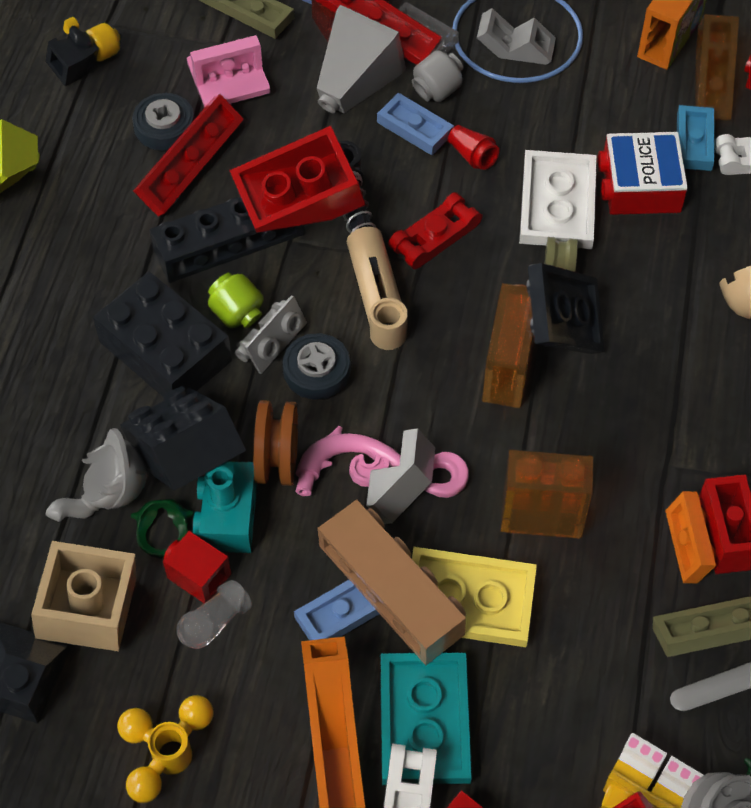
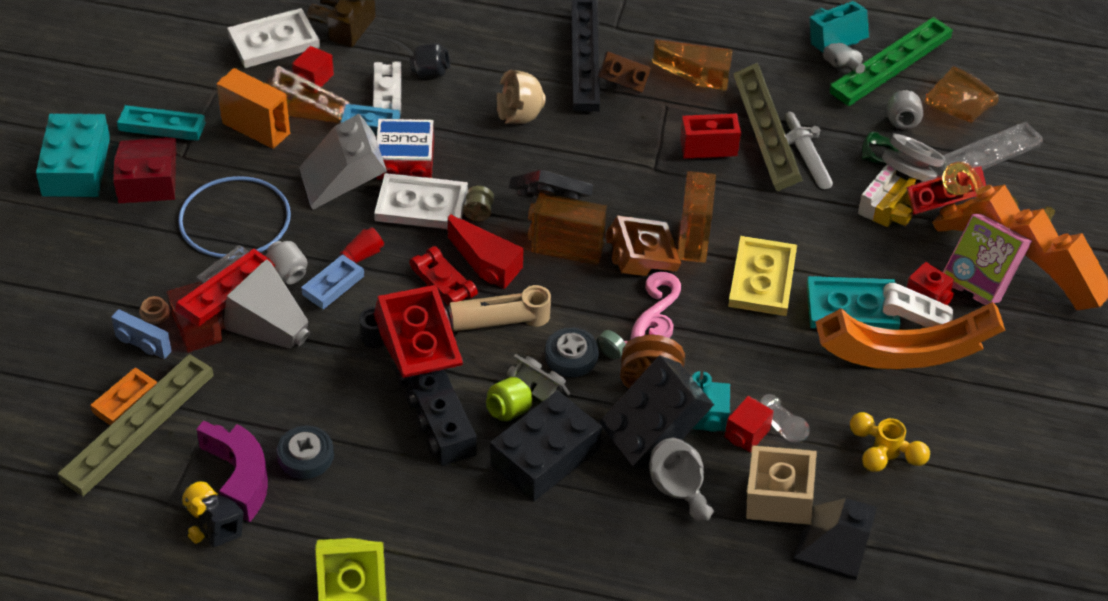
camera: 90 degrees left, 10 degrees down
(139, 76) = (241, 449): none -> magenta arch
(145, 520) = (706, 441): dark green piece -> none
(188, 155) = (342, 428): red plate -> none
(229, 70) = (254, 403): bright pink bracket -> none
(328, 408) = (610, 344): none -> sand green tile
(335, 612) = (777, 344): medium blue plate -> none
(393, 581) = (764, 303): medium nougat brick -> none
(397, 487) = (685, 308): light grey slope -> none
(472, 267) = (489, 255): none -> red slope
(496, 429) = (642, 245): none -> dark orange plate
(525, 43) = (249, 212): light grey slope -> none
(600, 108) = (342, 162): none -> light grey slope
(690, 537) = (717, 159): orange plate -> none

